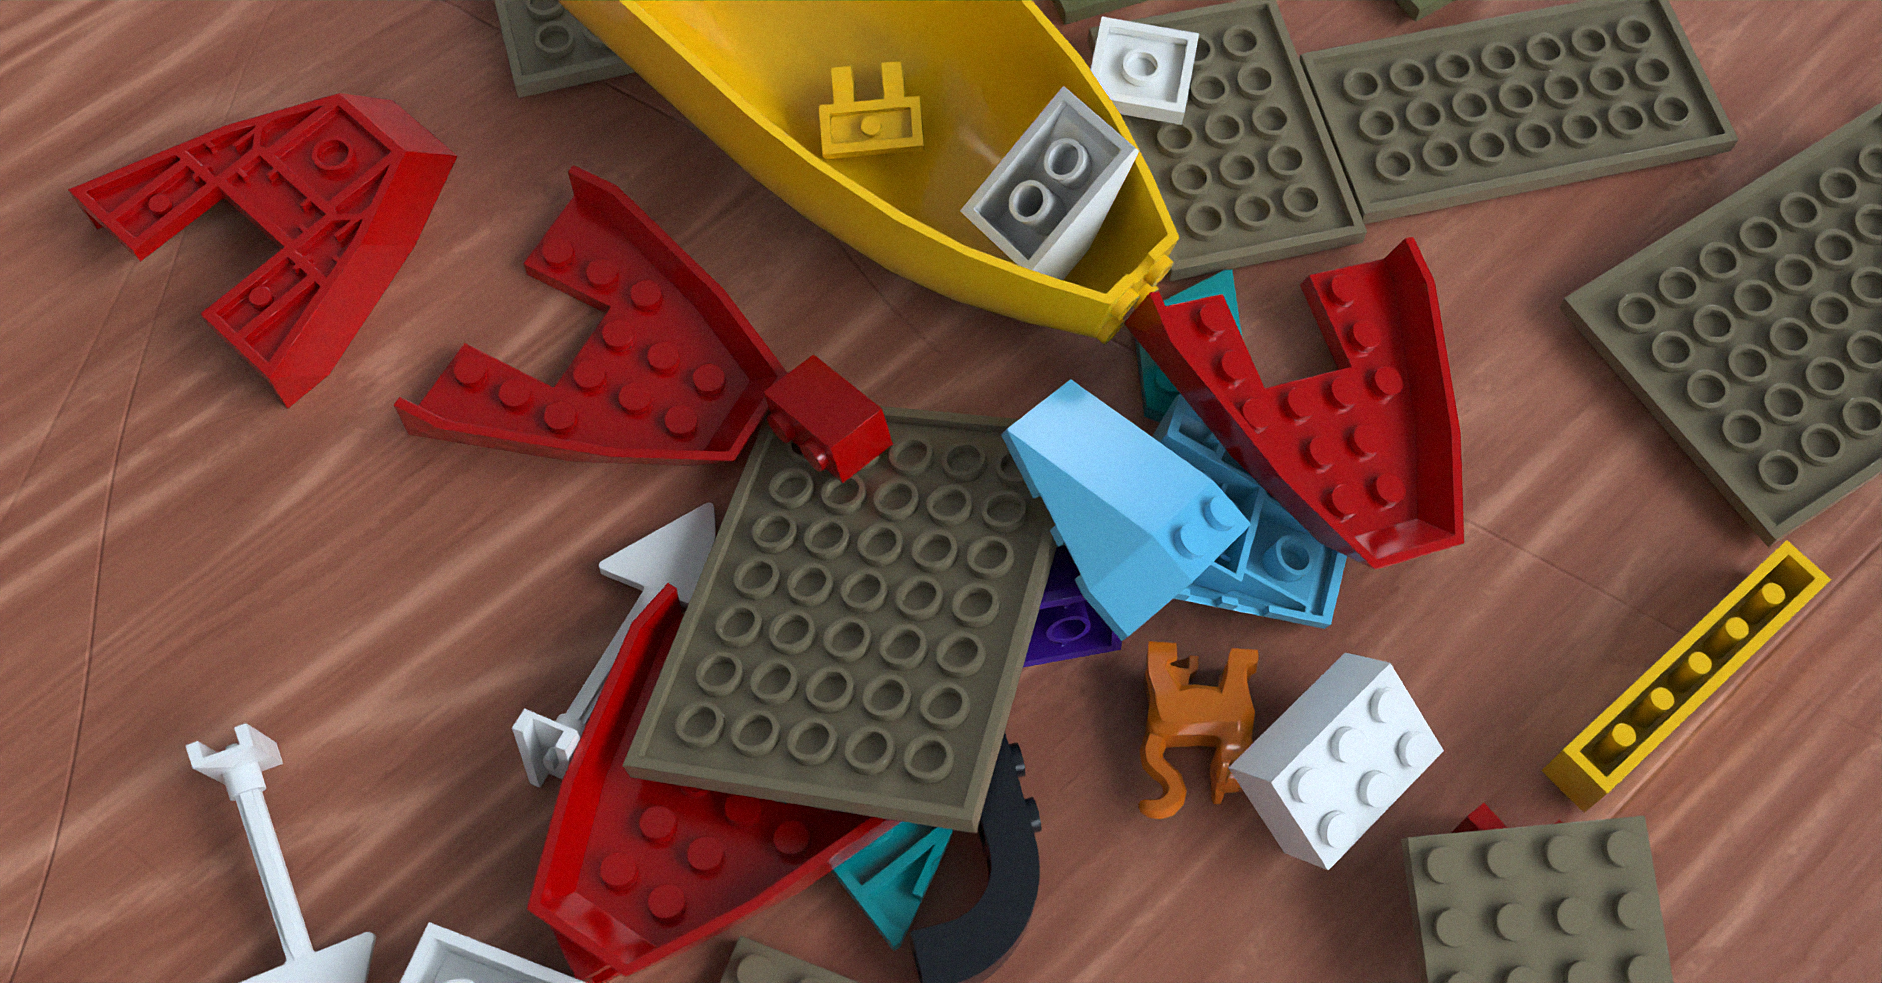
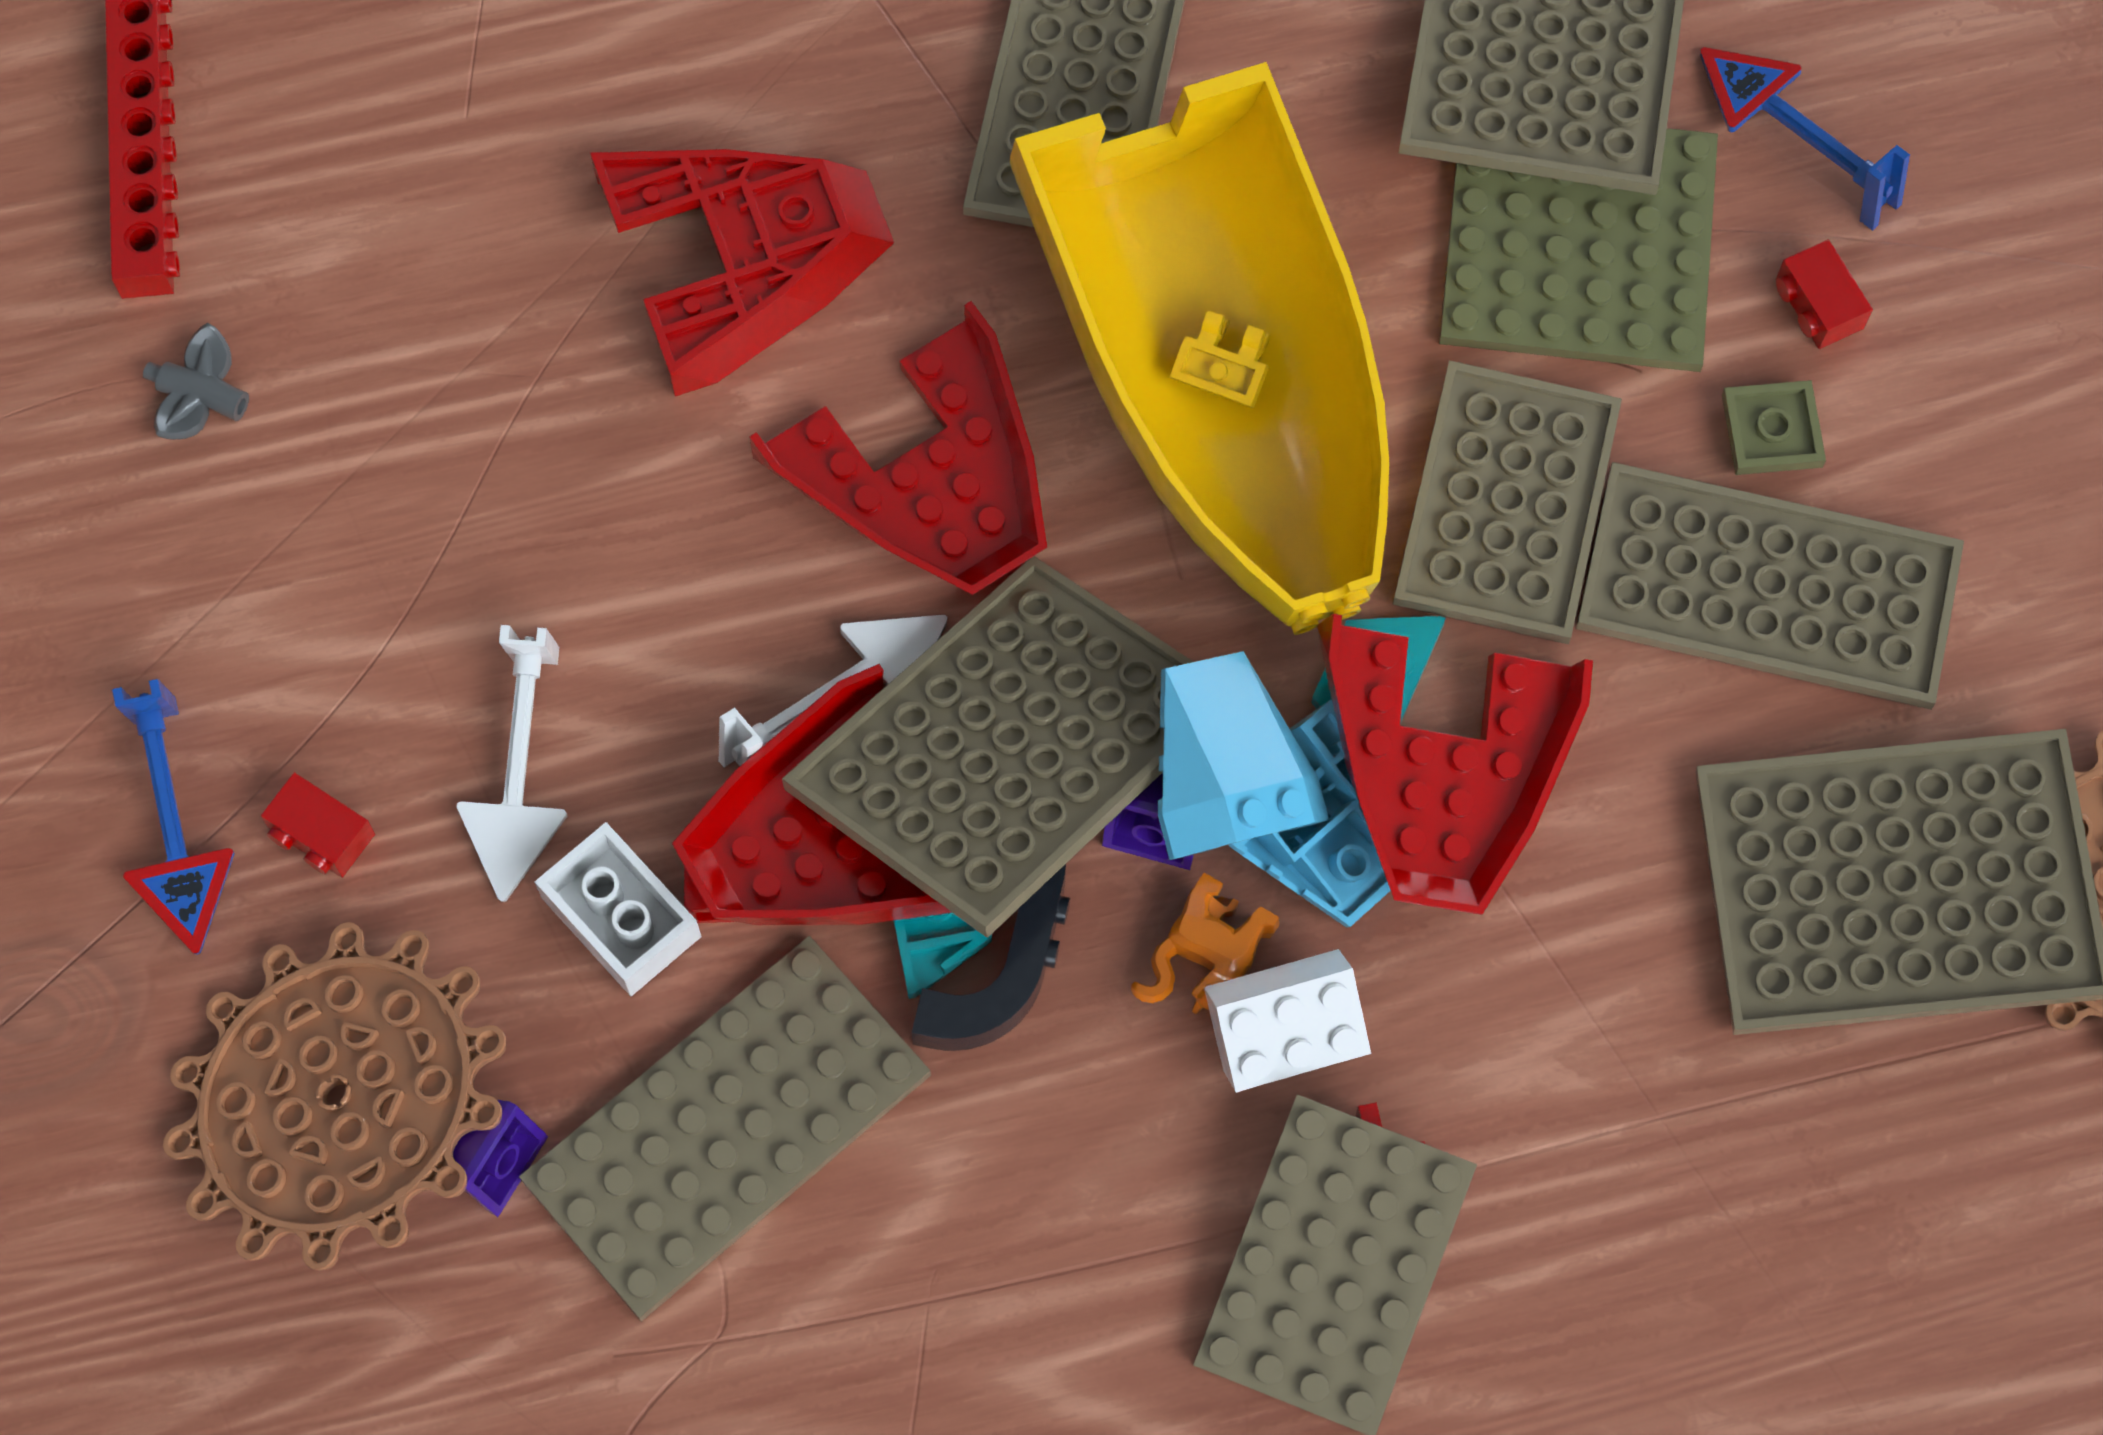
camera: 30 degrees right, 5 degrees up
(827, 419) = (1054, 595): red brick -> none
(1053, 187) = (1311, 497): white slope -> none
(1145, 68) = (1463, 419): white plate -> none
(1685, 677) = (1592, 1090): yellow brick -> none

